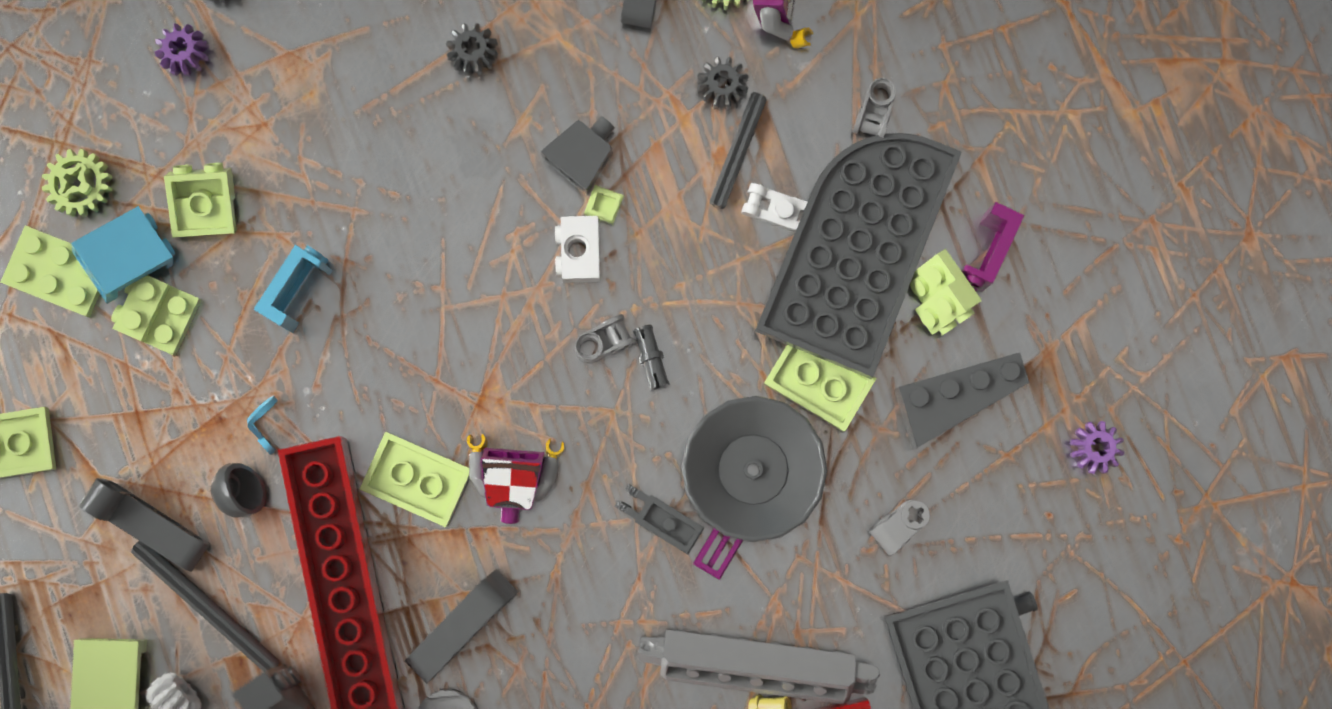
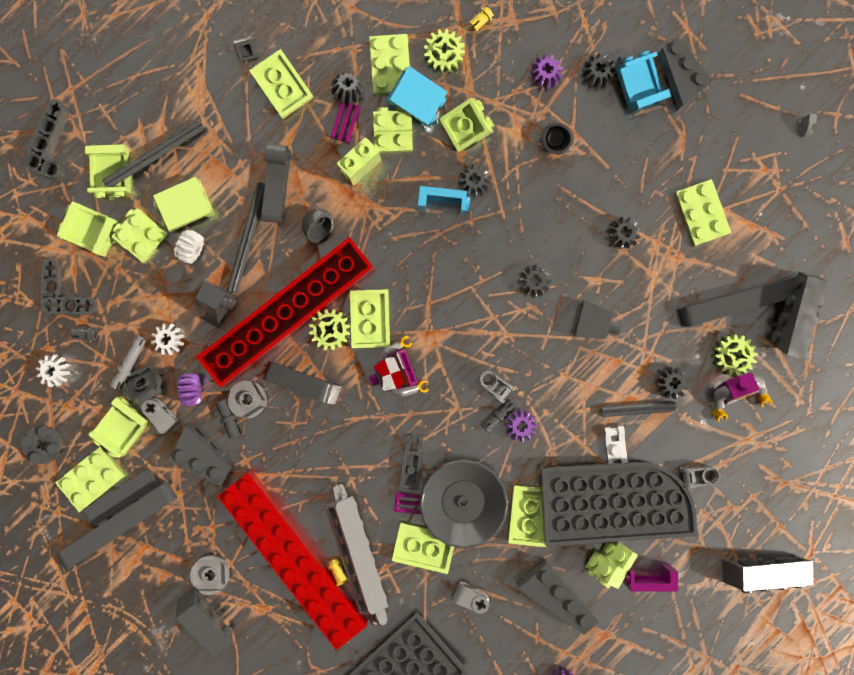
camera: 65 degrees right, 5 degrees up
(58, 106) = (485, 15): none -> light yellow pin
(58, 350) = (347, 88): none -> dark grey gear
(88, 359) = (338, 119): none -> magenta tile
(174, 382) = (359, 161): none -> yellowish green panel
(259, 412) = (364, 214): medium azure piece -> none
(286, 80) = (557, 138): none -> dark grey hat
(287, 217) = (479, 176): none -> dark grey gear
(394, 533) = (322, 324): none -> yellowish green gear
(481, 220) = (539, 276): none -> dark grey gear
(578, 230) = (551, 347): white brick -> none
(604, 204) = (571, 348): yellowish green tile -> none
(691, 328) = (525, 430): none -> medium lavender gear
(794, 564) = (420, 549): none -> yellowish green plate
(1063, 77) = (767, 574): none -> wedge

